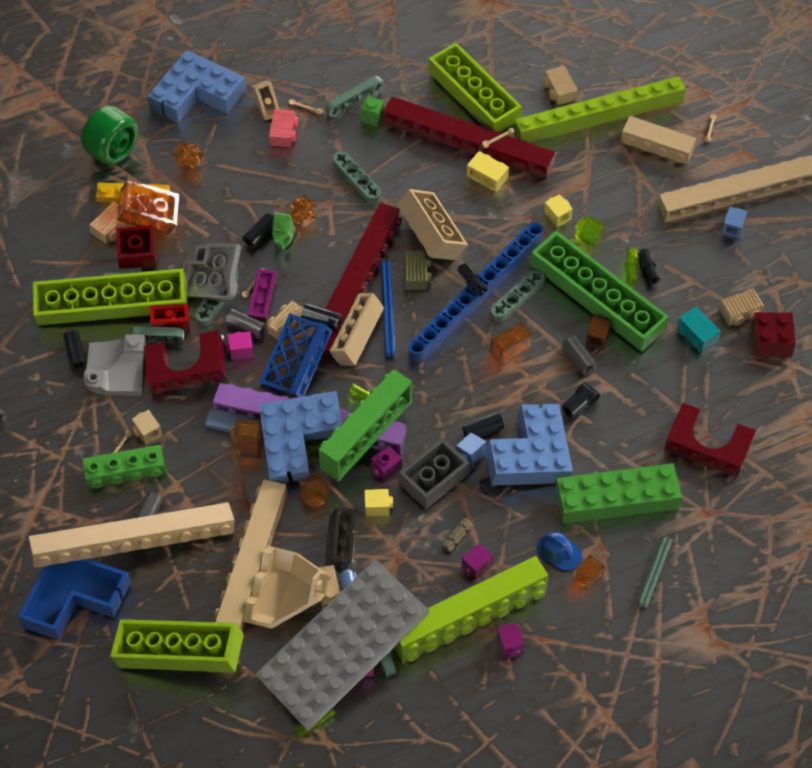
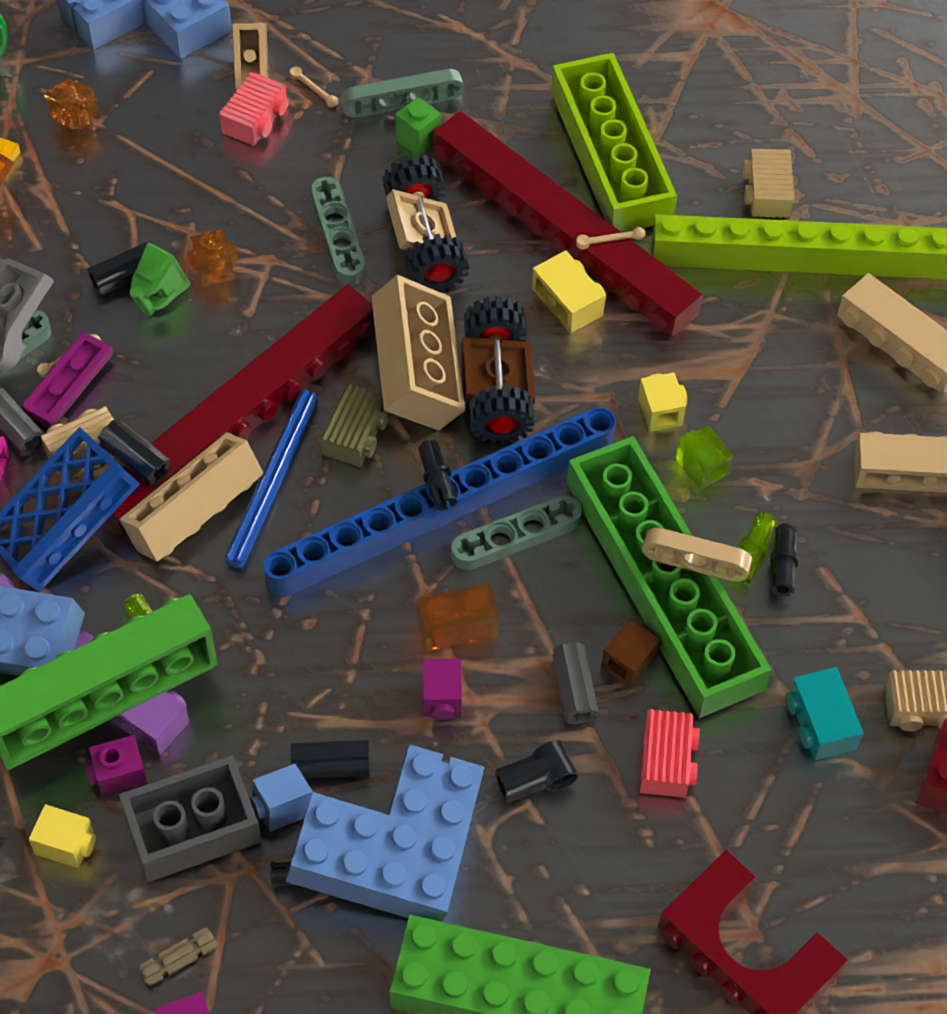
camera: 20 degrees right, 0 degrees up
(387, 146) = (424, 223): none -> plate
(474, 220) = (498, 370): none -> plate
(519, 377) = (442, 688): none -> magenta brick
(621, 274) = (697, 554): none -> tan beam
(635, 371) = (667, 753): none -> coral brick

